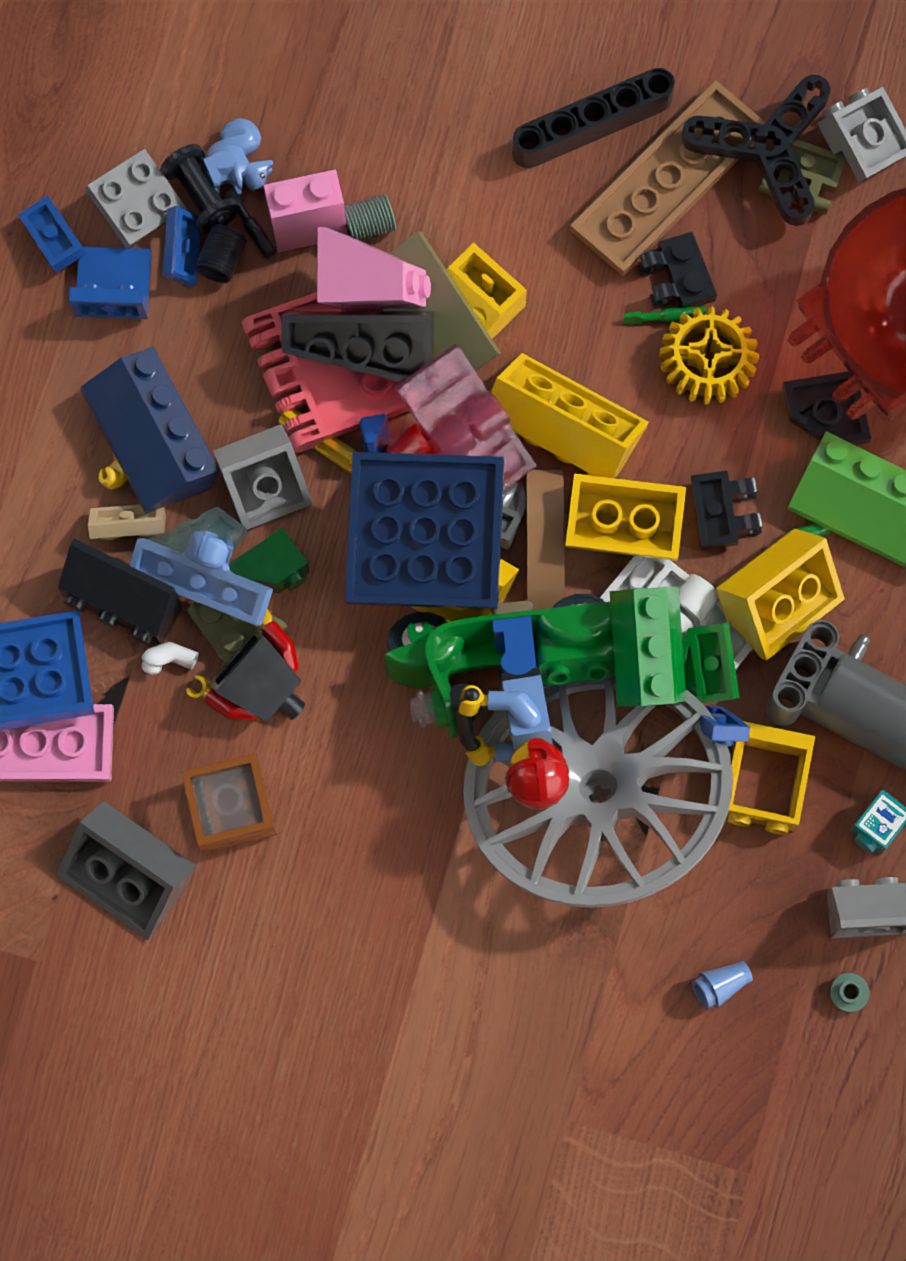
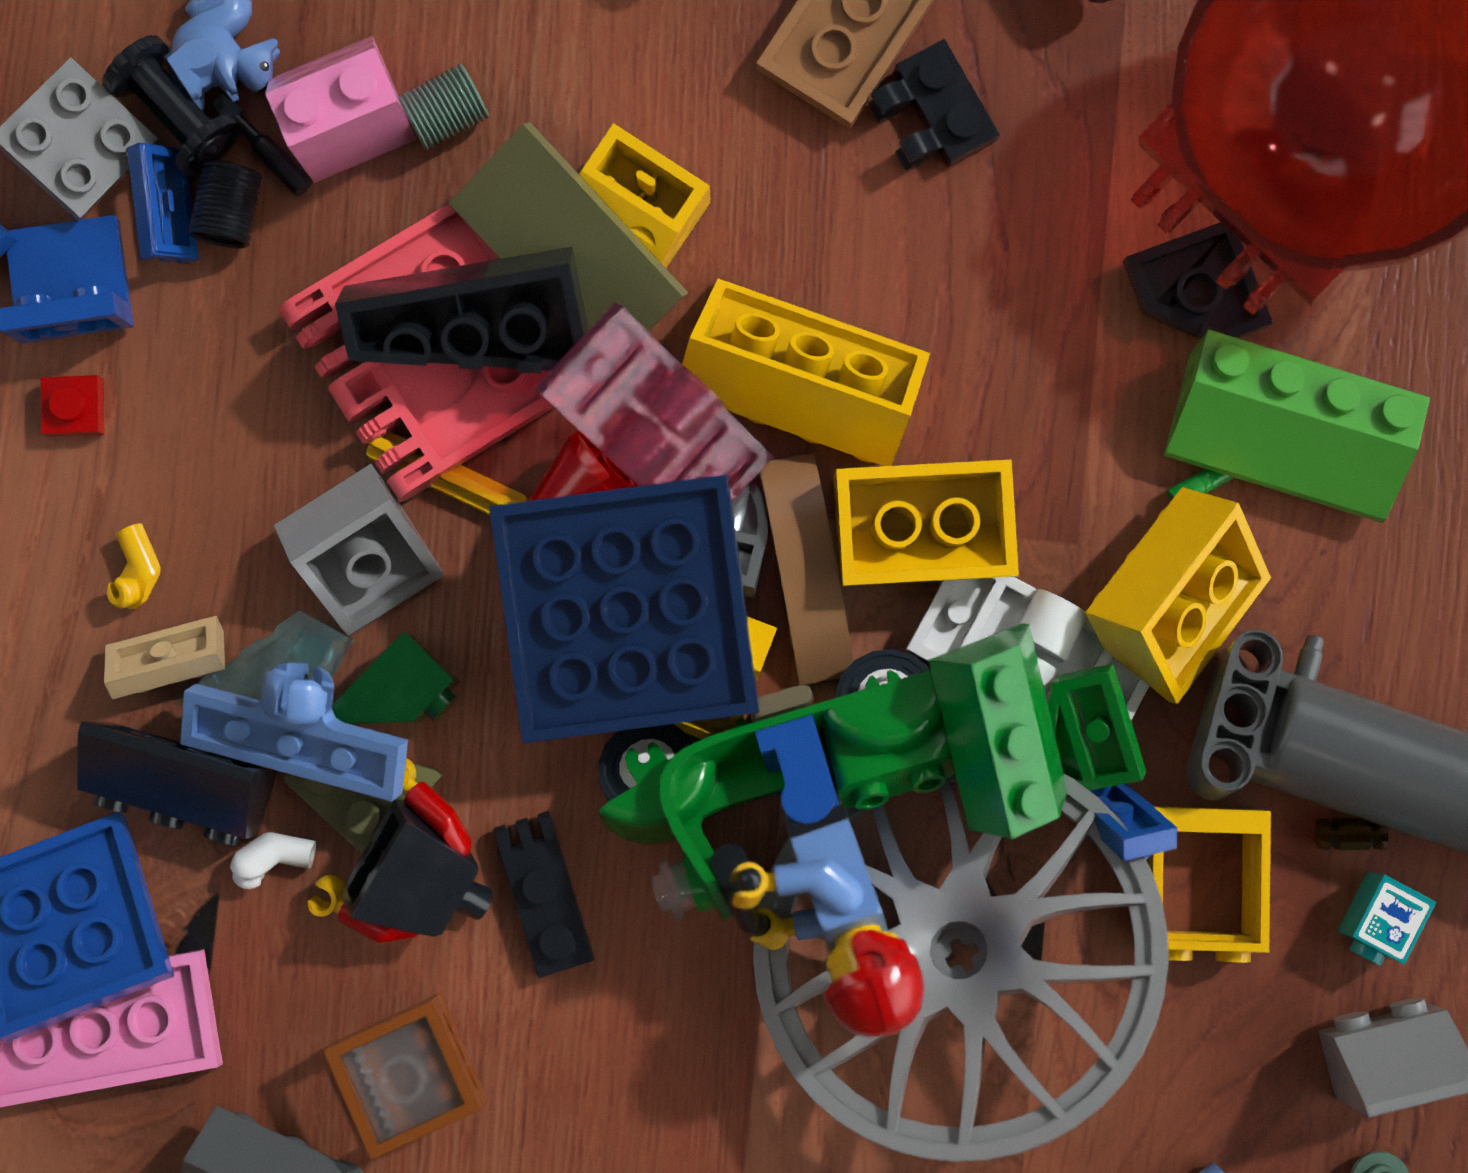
camera: 15 degrees left, 10 degrees up
(97, 356) = (72, 405): none -> red plate
(150, 430) = (169, 511): dark blue slope -> none
(338, 715) = (545, 897): none -> black hinge
(365, 277) = (454, 210): bright pink slope -> none
(375, 433) = (519, 457): blue slope -> none
(666, 315) = (930, 179): green piece -> none
(715, 511) = (1056, 476): black plate -> none
(723, 355) = (1028, 230): yellow gear -> none
(868, 768) = (1350, 834): none -> dark brown piece

